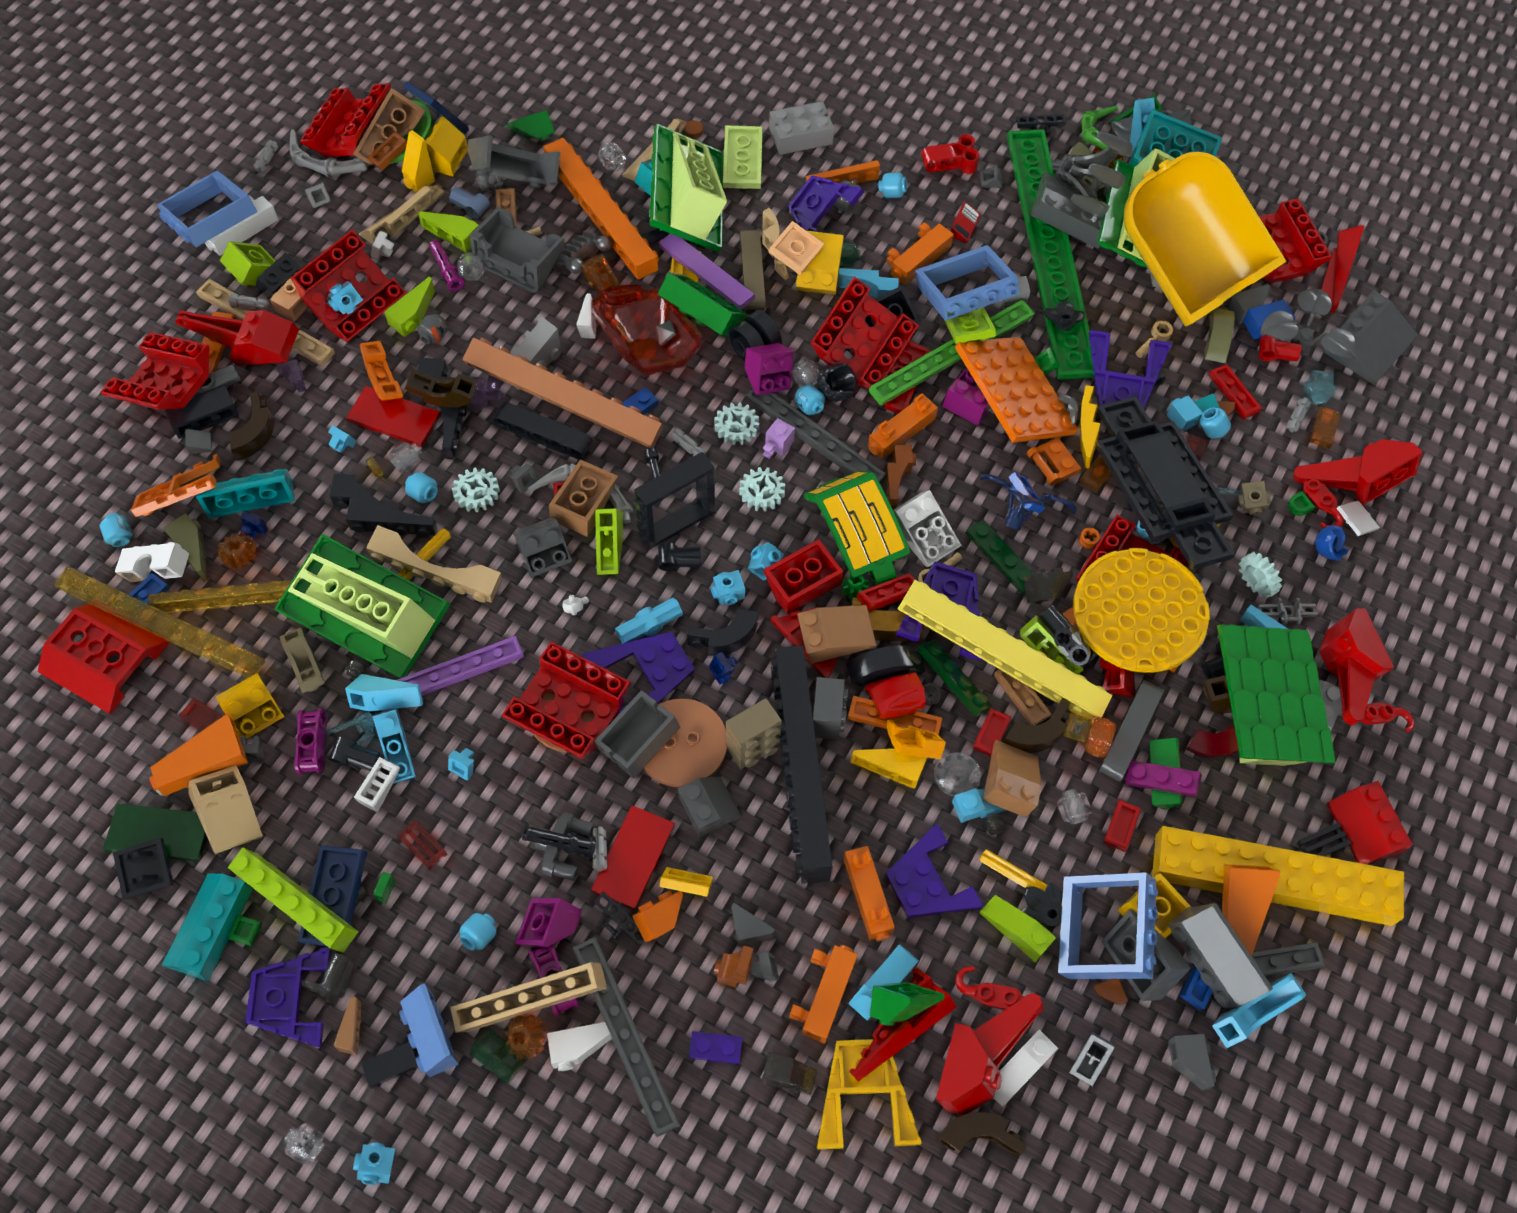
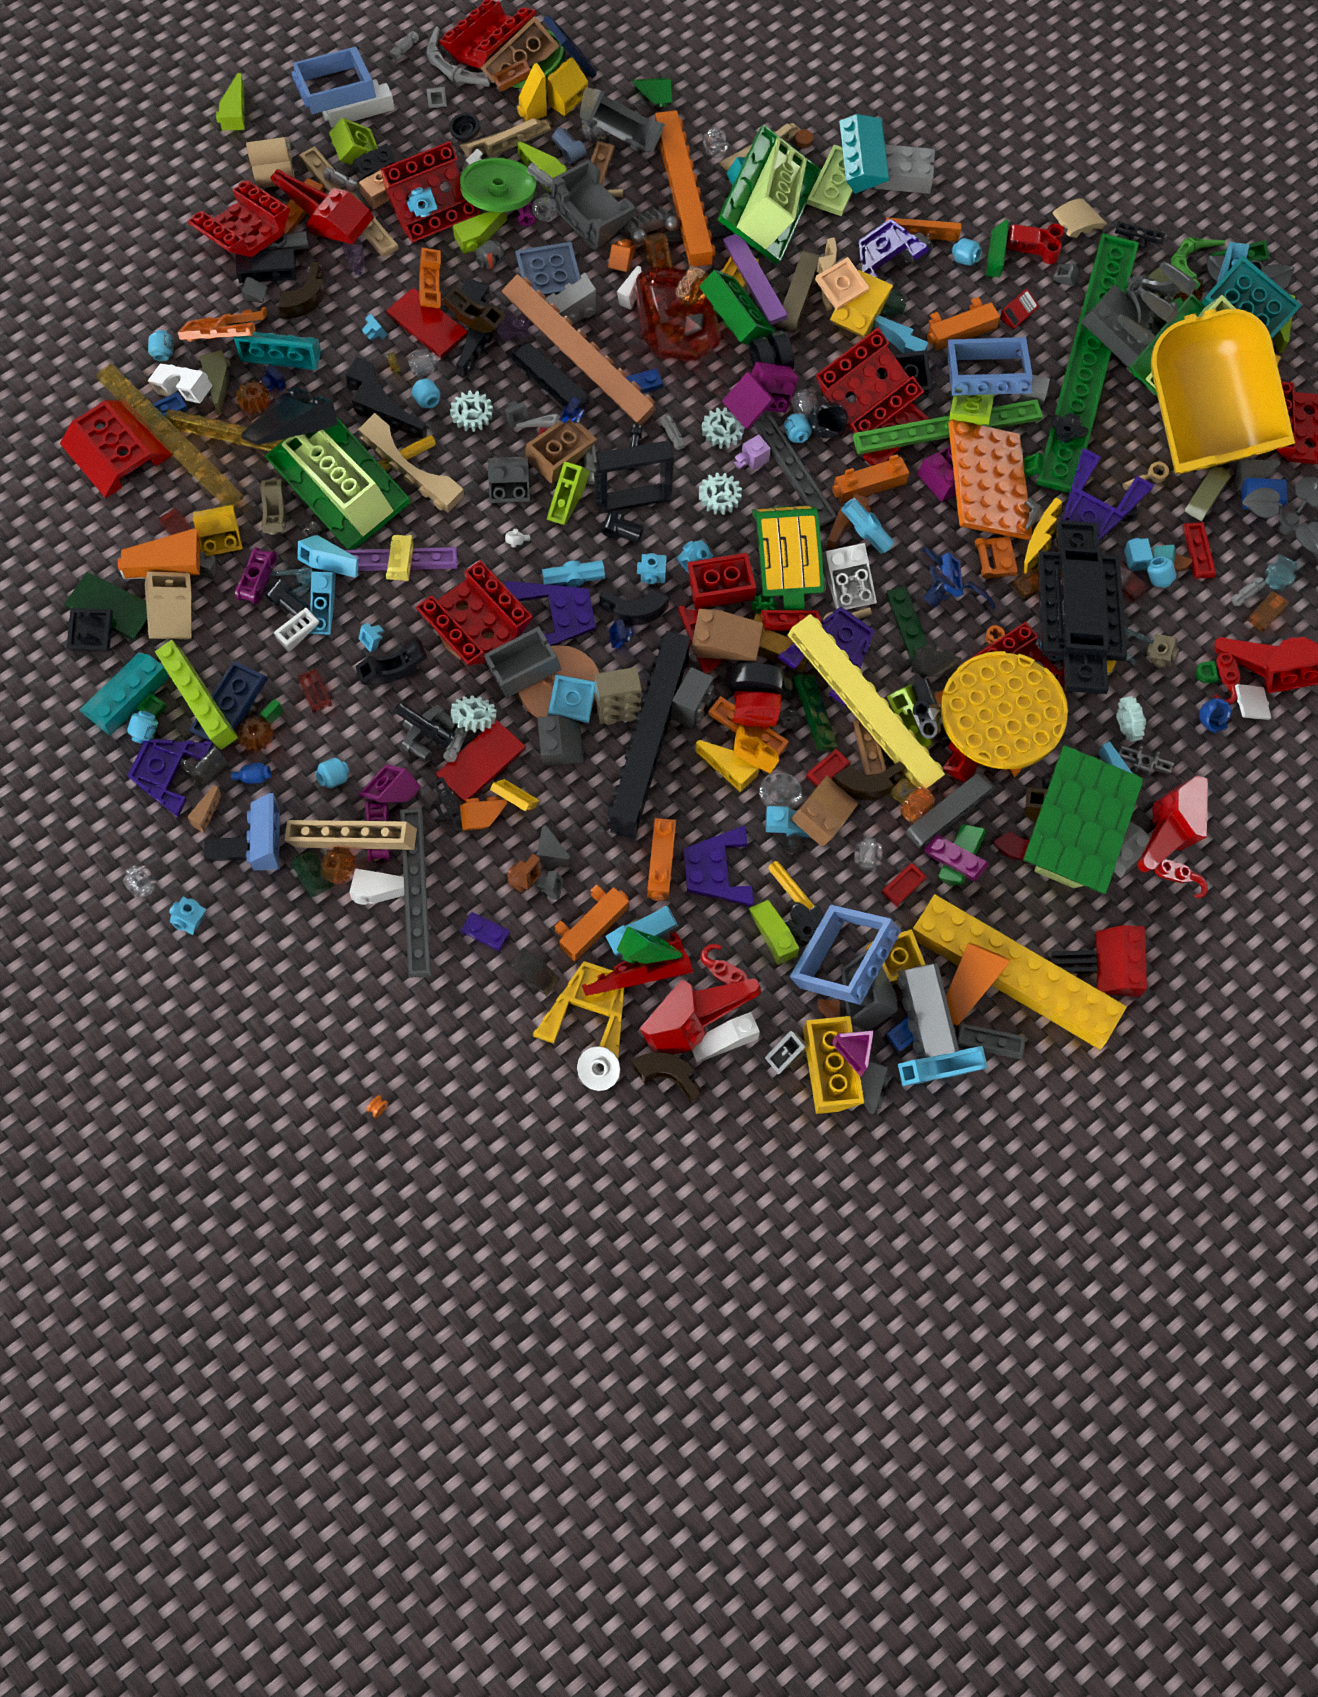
camera: 20 degrees right, 5 degrees up
(107, 265) = (232, 106): none -> lime slope
(164, 304) = (267, 157): none -> tan brick
(243, 958) = (142, 726): none -> medium azure head
(288, 559) = (290, 417): none -> black wedge
(357, 214) = (464, 126): none -> black hat
(369, 913) = (255, 734): none -> clear orange gear
(388, 965) = (252, 773): none -> blue plant
(415, 258) = (497, 185): none -> bright green dish
(455, 237) = (540, 176): none -> light grey axle
(461, 668) = (400, 558): none -> light yellow hinge
(498, 321) = (549, 267): none -> sand blue plate
(499, 788) = (391, 667): none -> black arch
(565, 288) = (622, 254): none -> orange slope
(582, 456) = (571, 411): none -> clear blue tile
(606, 808) = (473, 714): none -> light aqua gear
(647, 295) = (689, 285): none -> clear orange leg
(703, 753) = (572, 698): none -> medium azure tile
(753, 388) = (748, 400): none -> magenta tile
(760, 122) = (864, 152): none -> teal slope
(902, 1170) = (590, 1073): none -> white dish
(919, 174) = (997, 250): none -> green slope
(922, 472) = (867, 525): none -> medium azure piece
(980, 124) = (1078, 217): none -> tan slope
(1147, 1054) = (832, 1078): none -> yellow slope
(1172, 1031) = (855, 1049): none -> magenta slope
(1272, 348) = (1262, 526): red piece -> none

